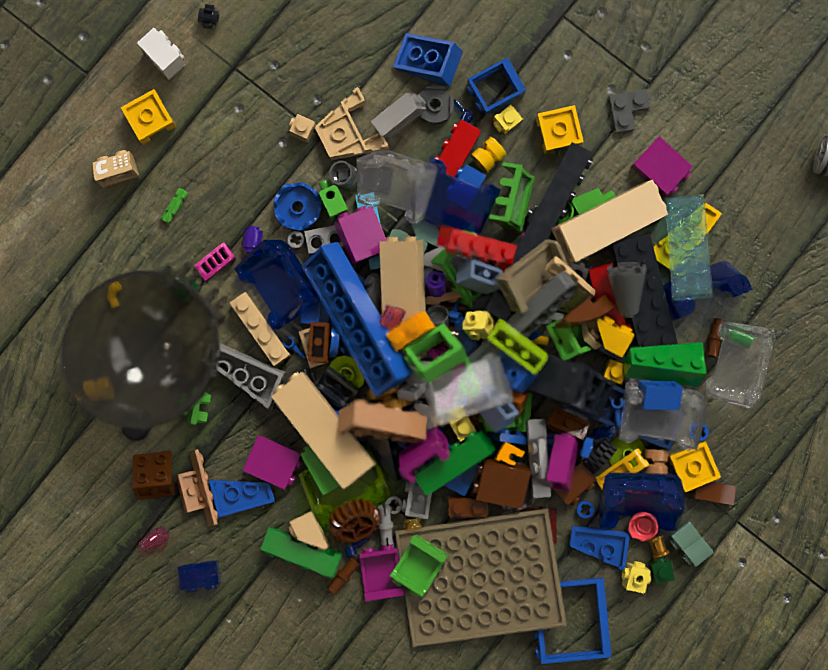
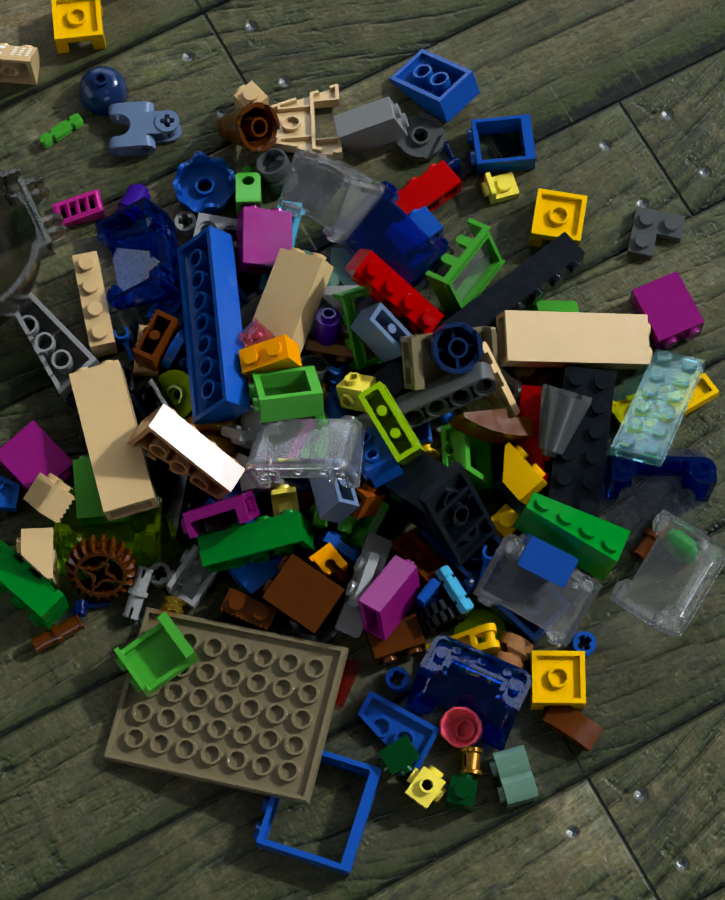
camera: 30 degrees right, 15 degrees down
(190, 162) = (101, 88): none -> dark blue cylinder
(235, 180) = (145, 129): none -> sand blue piece
(298, 489) = (49, 496): none -> tan brick
(313, 152) = (250, 127): none -> reddish brown cone
(376, 572) = (96, 653): magenta panel -> none
(486, 156) = (455, 216): yellow wheel -> none
(538, 271) = (455, 347): none -> dark blue cylinder
(591, 334) = (493, 462): tan slope -> none
(603, 438) = (454, 589): none -> medium azure axle
(611, 565) = (399, 757): none -> dark green brick

